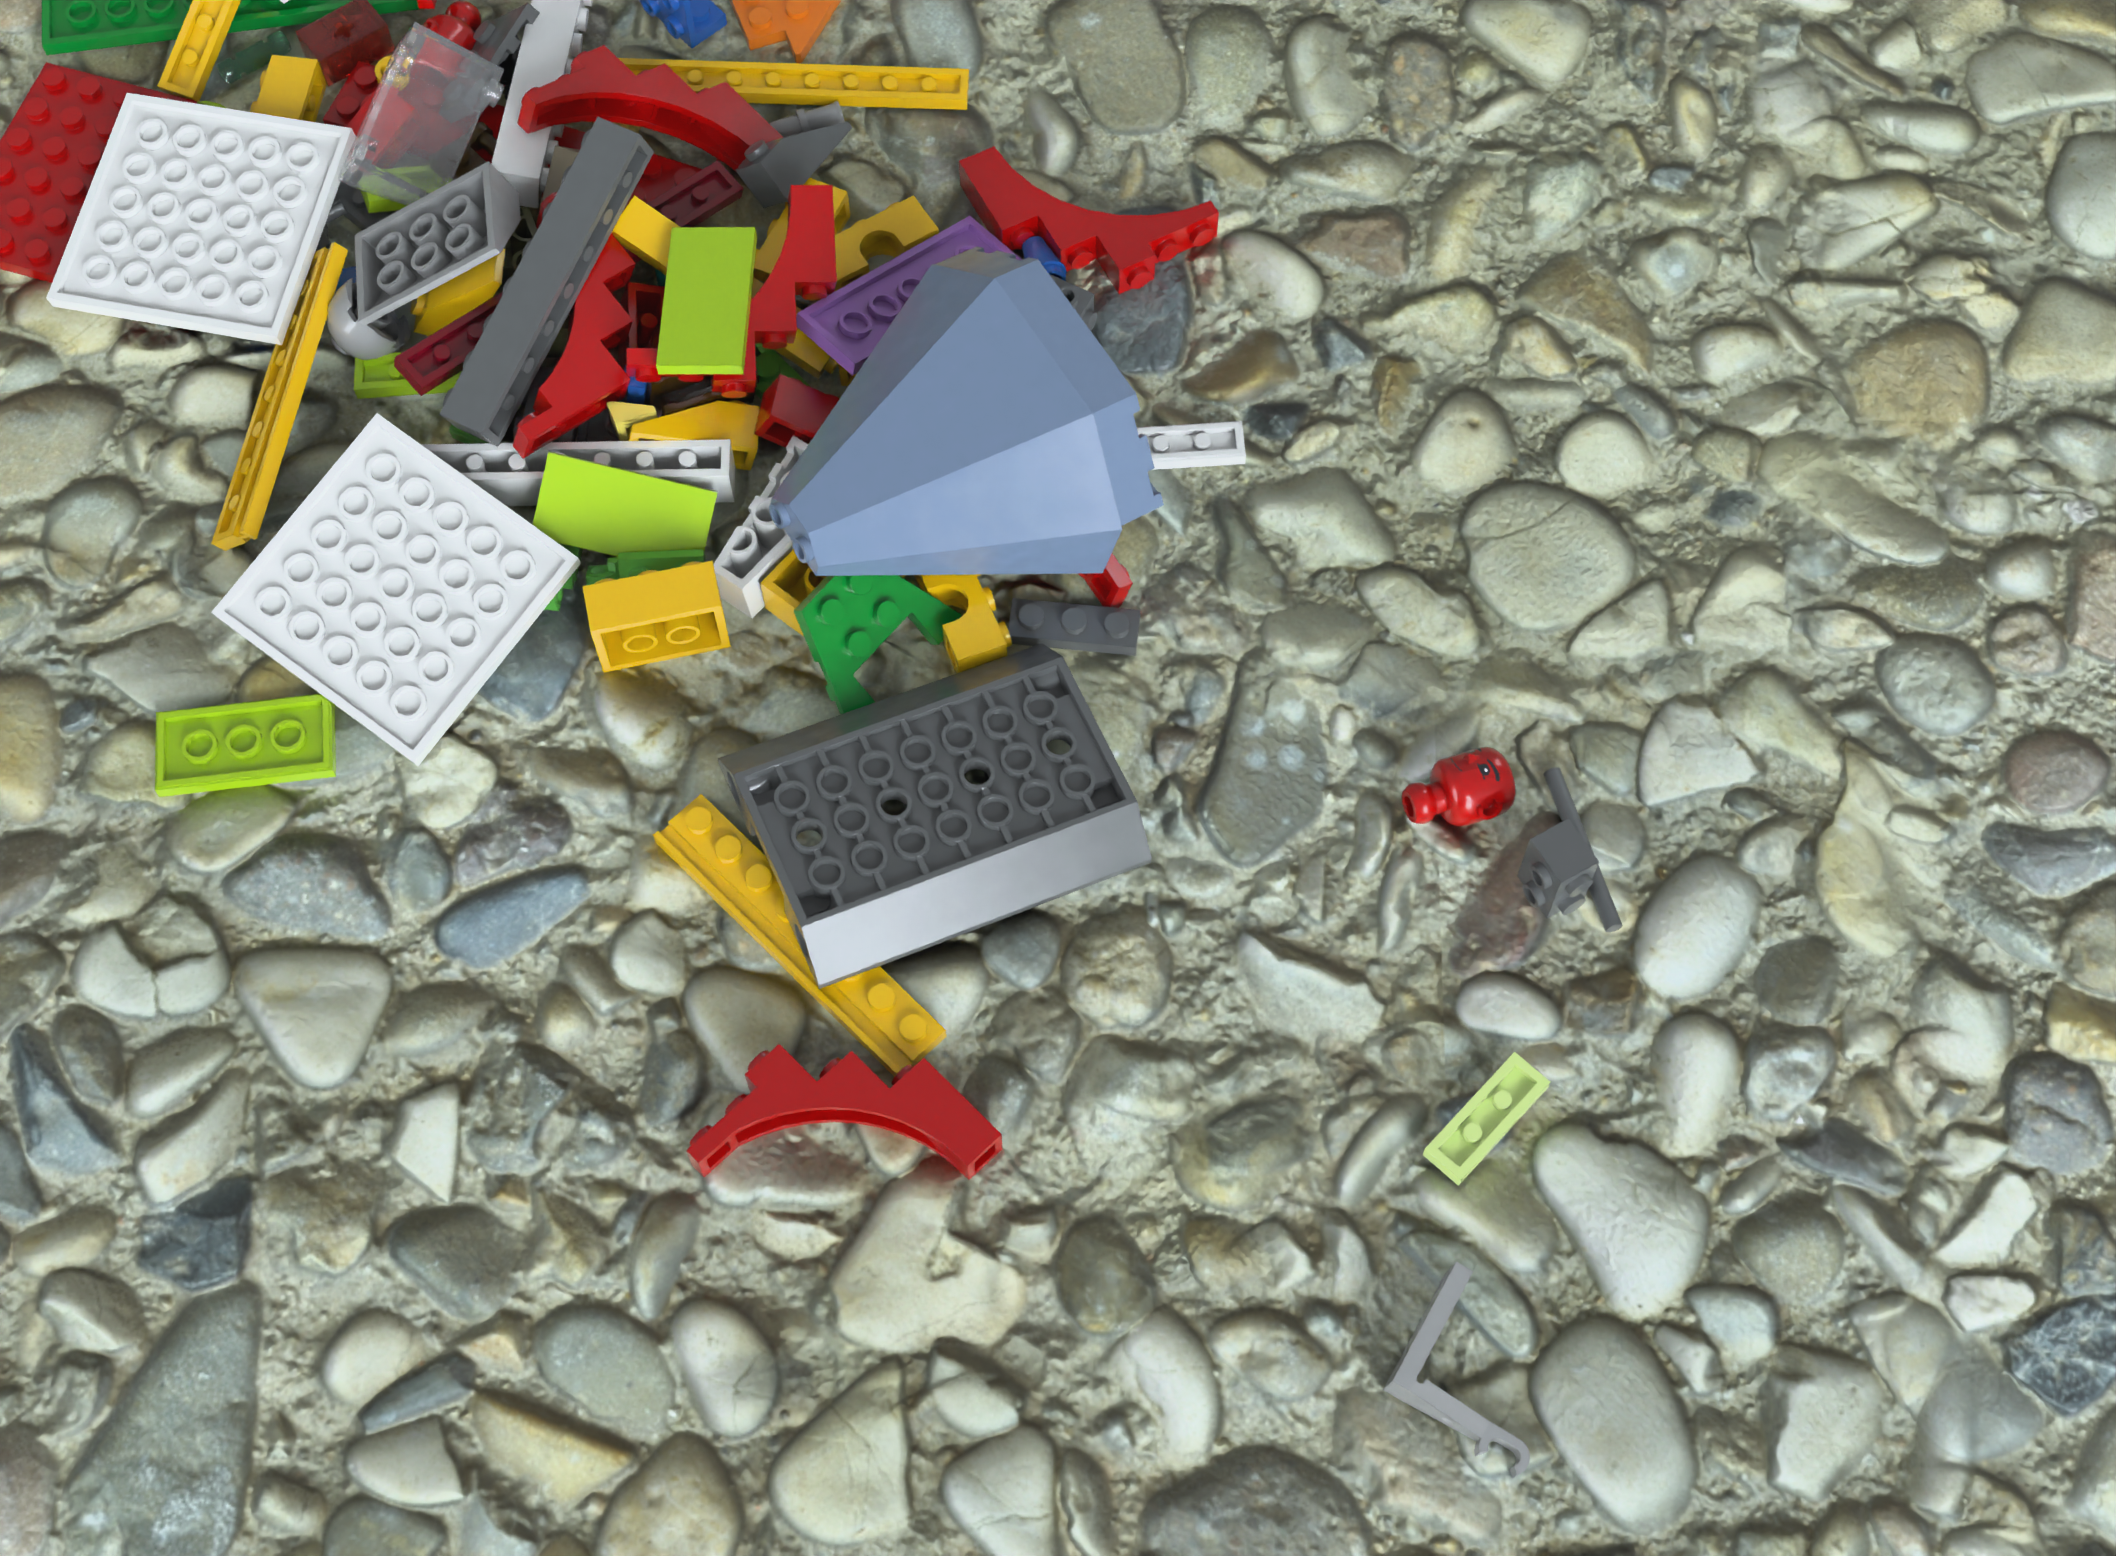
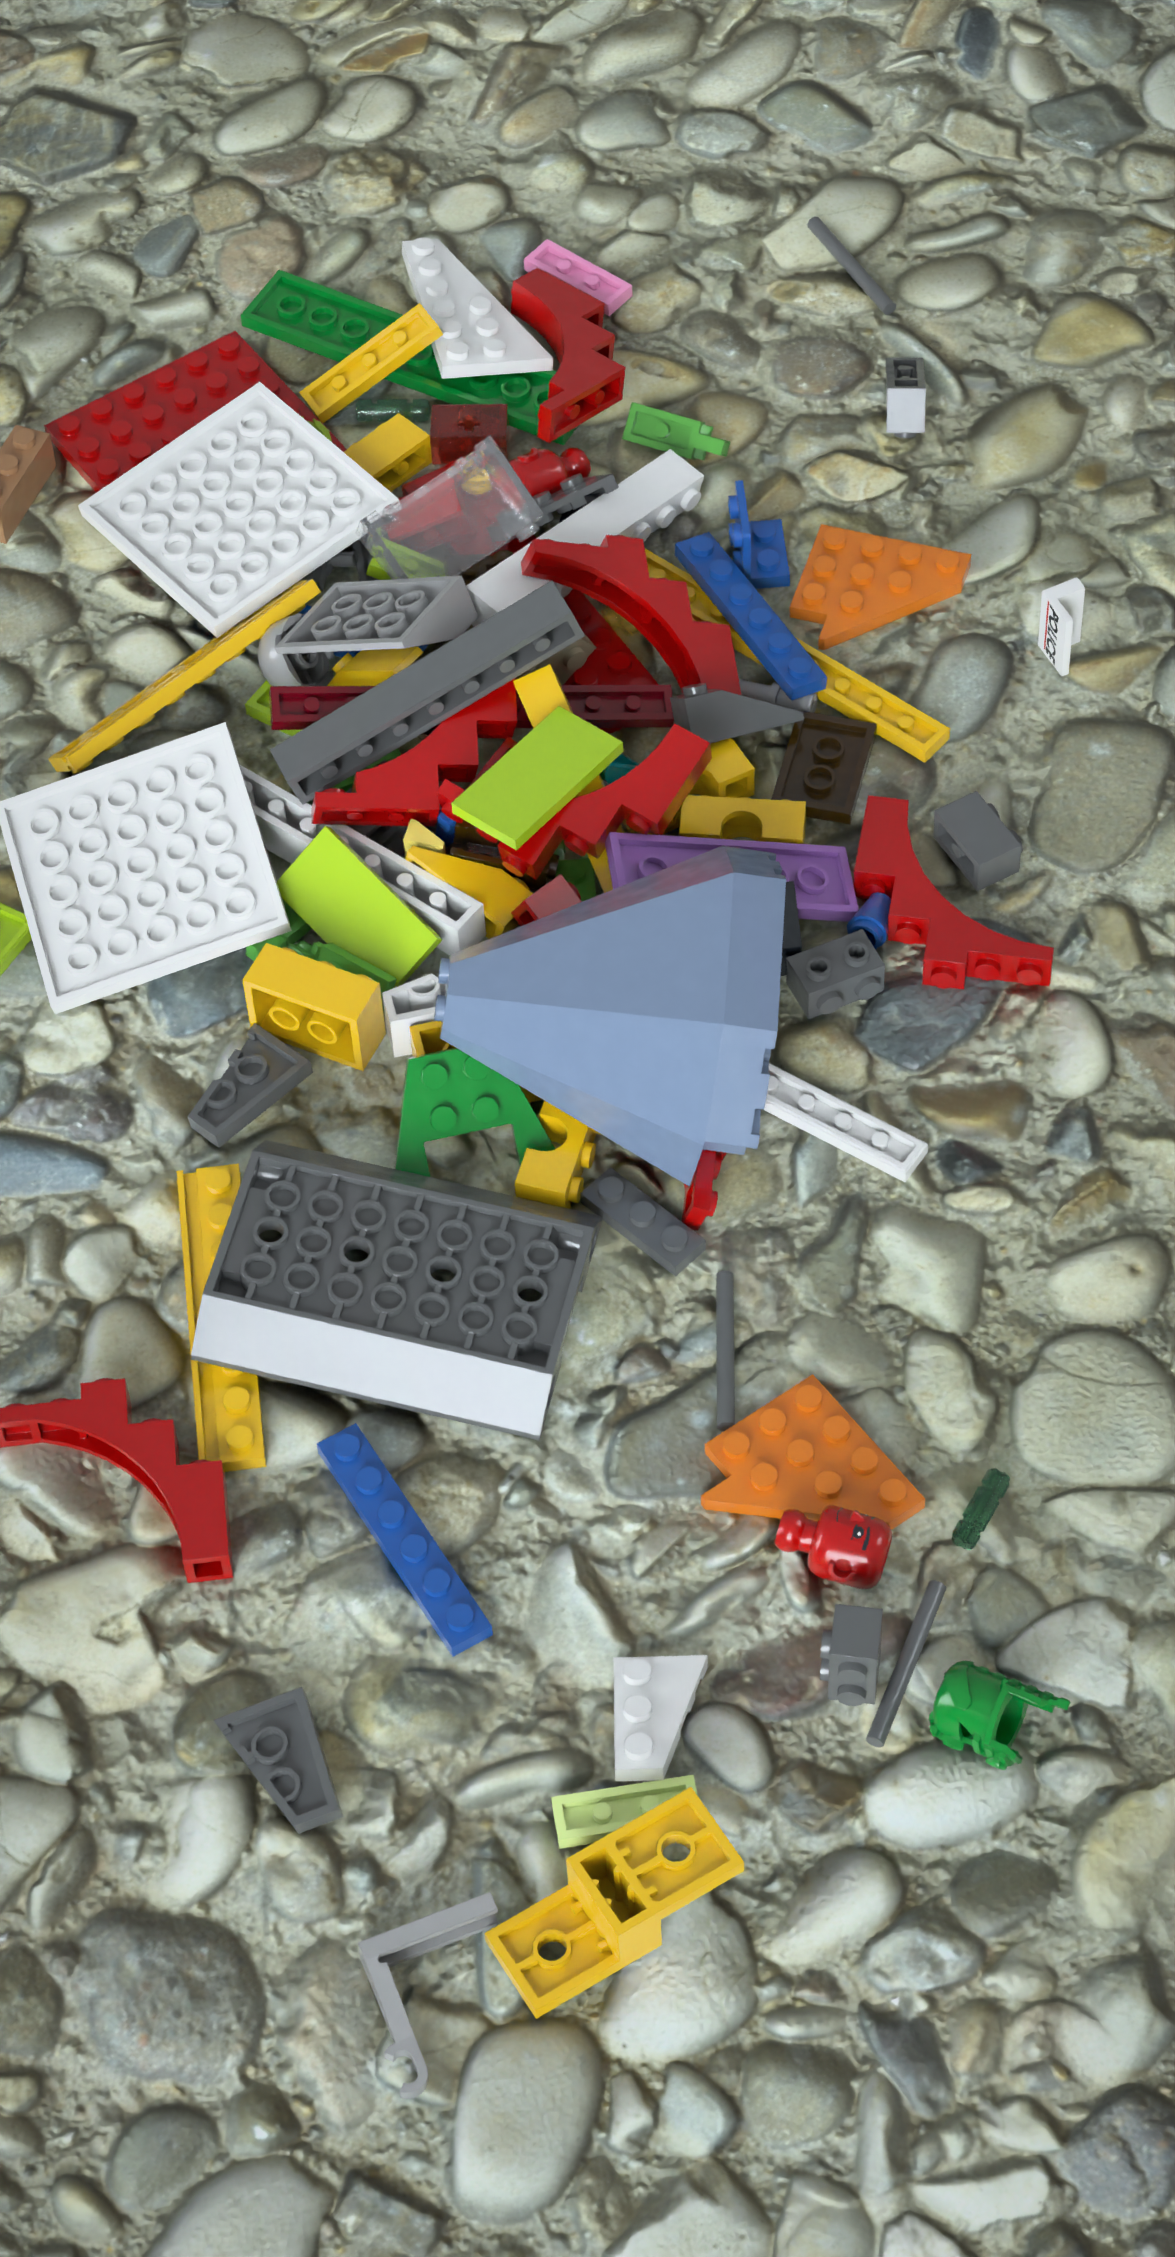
camera: 40 degrees right, 10 degrees down
(650, 720) = (250, 1085): none -> dark grey wing
(729, 64) = (750, 616): none -> blue plate
(894, 157) = (826, 765): none -> dark brown plate
(1071, 148) = (977, 840): none -> dark grey brick
(1115, 1018) = (405, 1540): none -> blue plate
(1186, 1268) = (286, 1757): none -> dark grey wing
(1231, 691) = (725, 1350): none -> dark grey bar
(1372, 740) = (804, 1457): none -> orange wing
(1435, 1024) = (650, 1711): none -> white wing
(1531, 689) = (980, 1509): none -> clear green axle
(1555, 1199) = (614, 1902): none -> yellow bracket
(1682, 841) = (988, 1709): none -> green helmet

